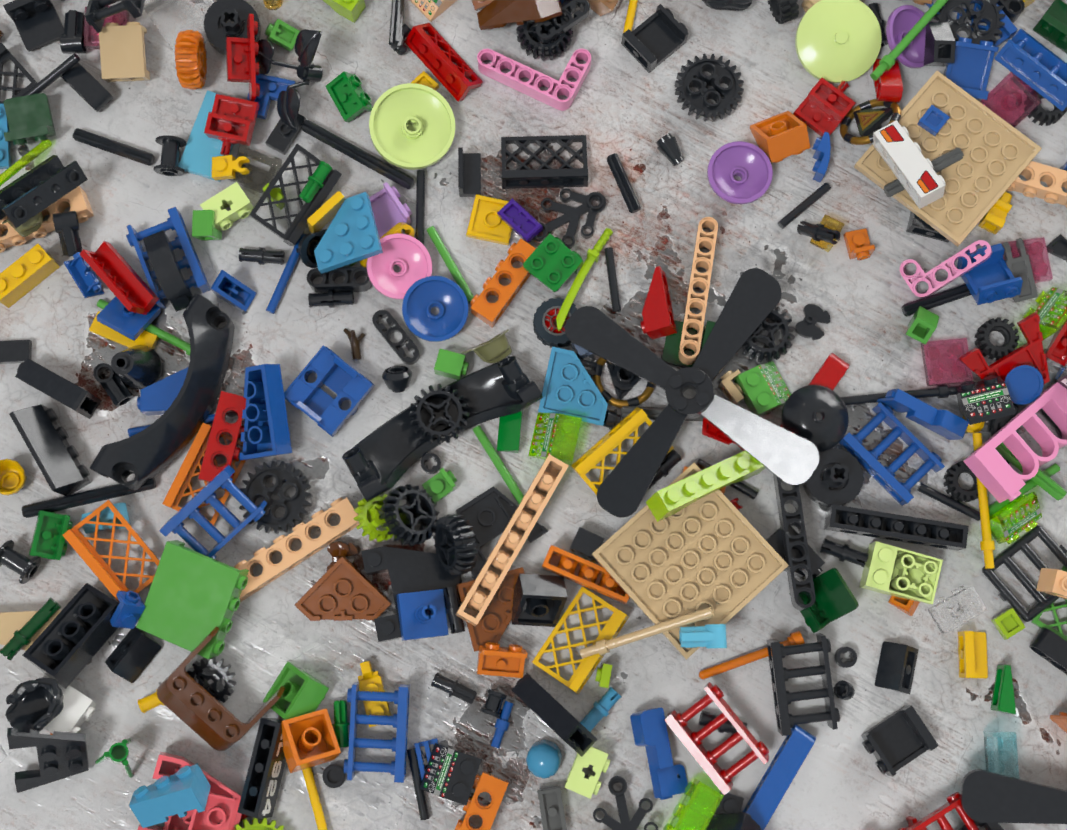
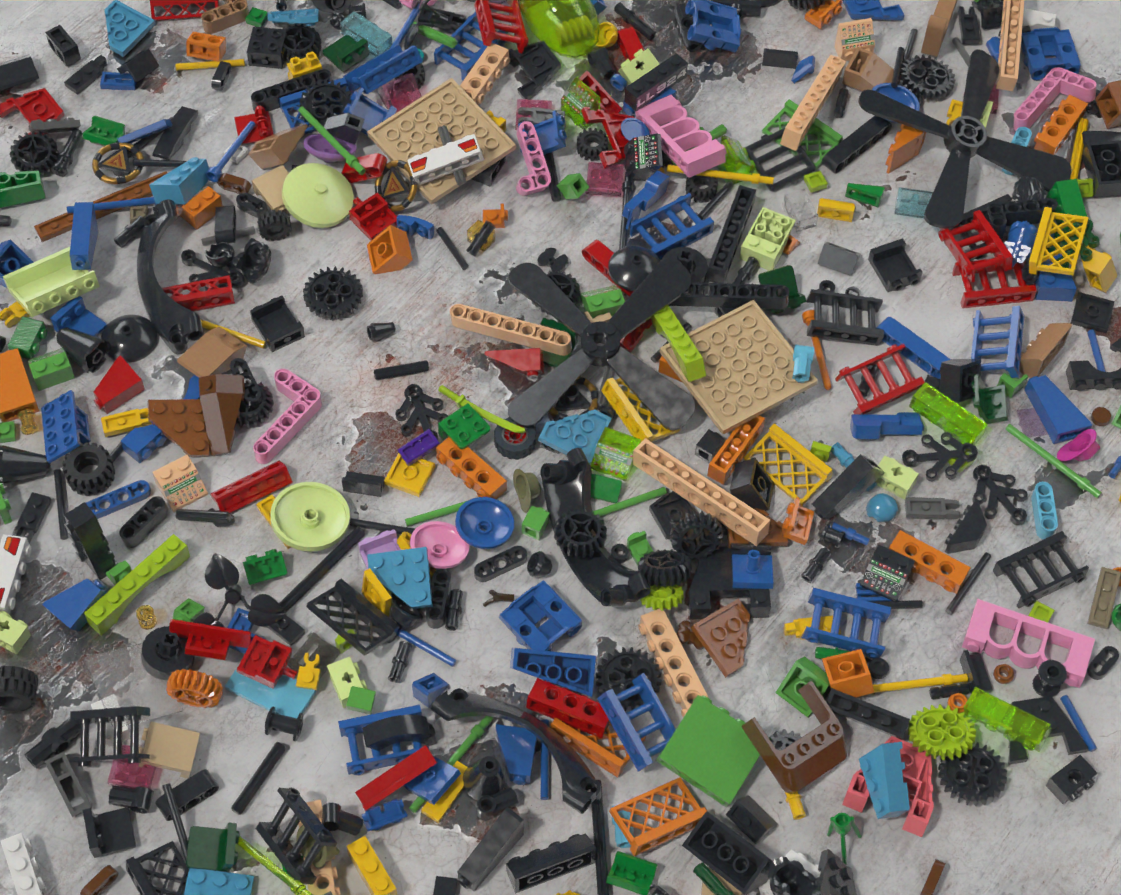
camera: 80 degrees left, 20 degrees down
(128, 610) = (717, 804): blue bracket -> none
(315, 182) = (345, 596): green axle -> none
(544, 176) = (381, 428): black fence -> none
(604, 646) = (798, 440): tan bar -> none
(612, 278) = (485, 392): black bar -> none
(744, 161) = (413, 275): medium lavender dish -> none
(933, 120) = (411, 139): blue plate -> none

